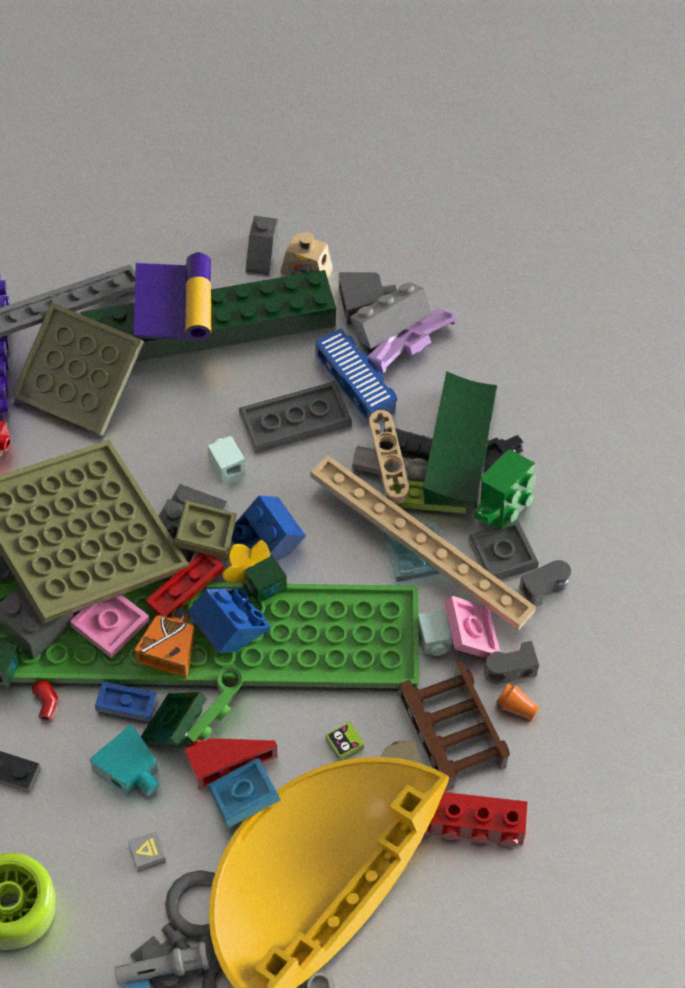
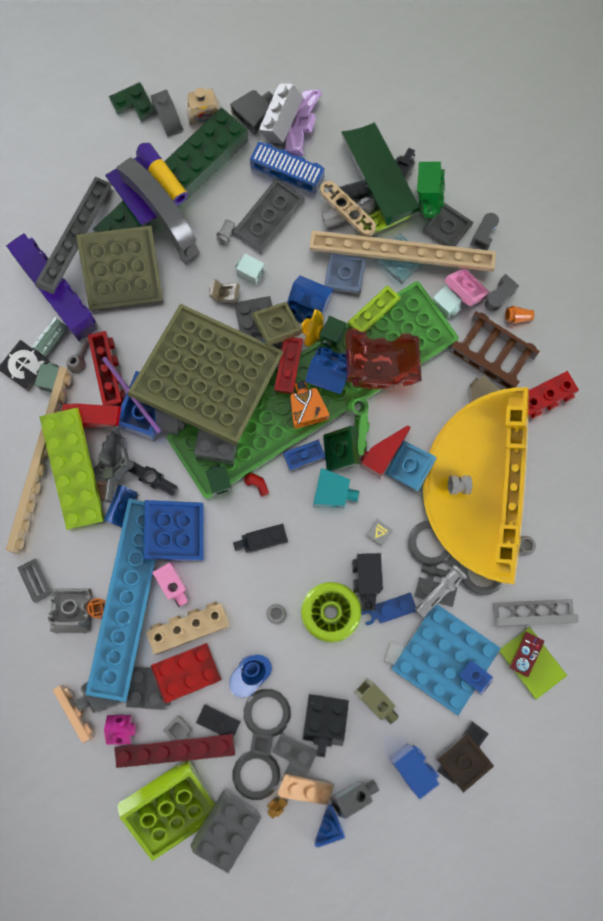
camera: 30 degrees left, 20 degrees up
(85, 889) = (368, 578): none -> black hinge
(88, 953) = (392, 609): none -> blue plate
(110, 623) = (266, 417): bright pink plate -> none
(168, 333) = (162, 205): none -> dark grey arch
(175, 465) = (224, 292): none -> dark tan bracket
(231, 403) = (225, 232): none -> light grey pin
(237, 211) = (133, 97): none -> dark green plate
(287, 853) = (460, 484): none -> light grey wheel
(289, 642) = (382, 362): none -> clear red cylinder
(335, 529) = (345, 273): none -> sand blue plate
(335, 587) = (374, 309): none -> lime tile
(344, 741) = (440, 398): tile -> none

